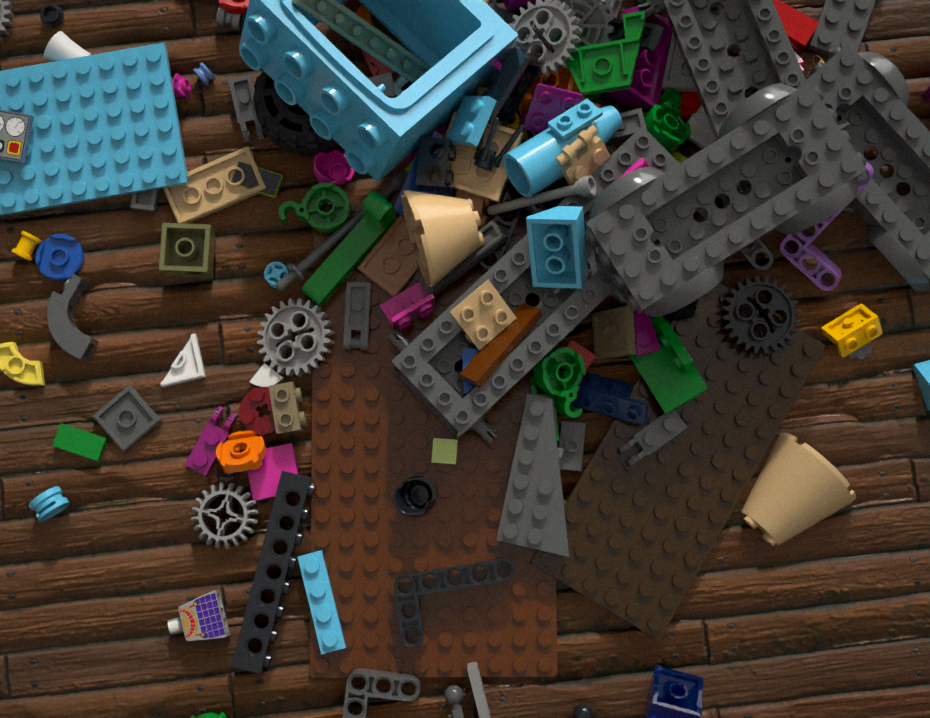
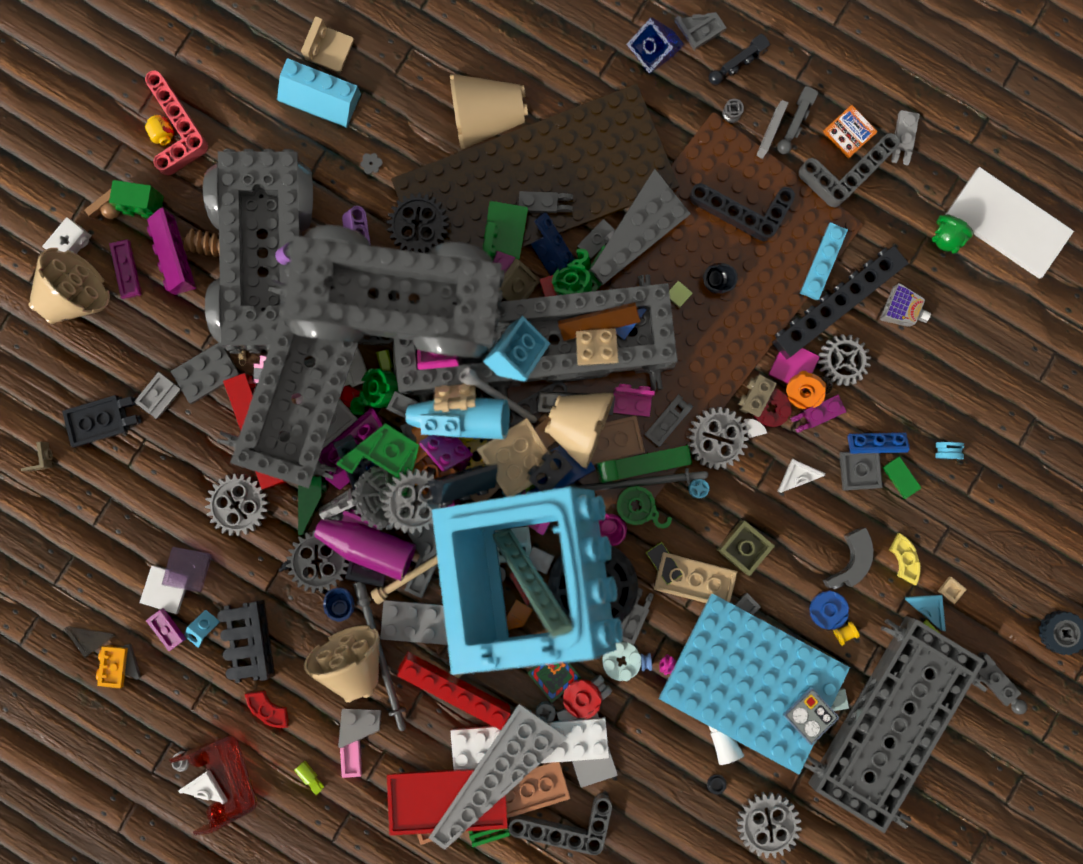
camera: 140 degrees left, 5 degrees up
(140, 448) = (878, 443): none -> blue tile
(217, 52) = (626, 671): none -> light aqua plate
(471, 120) = (505, 479): medium azure plate -> none
(485, 157) = (513, 449): black plant -> none
(535, 687) = (733, 114): none -> flat silver wheel
(853, 329) = (366, 174): yellow bracket -> none

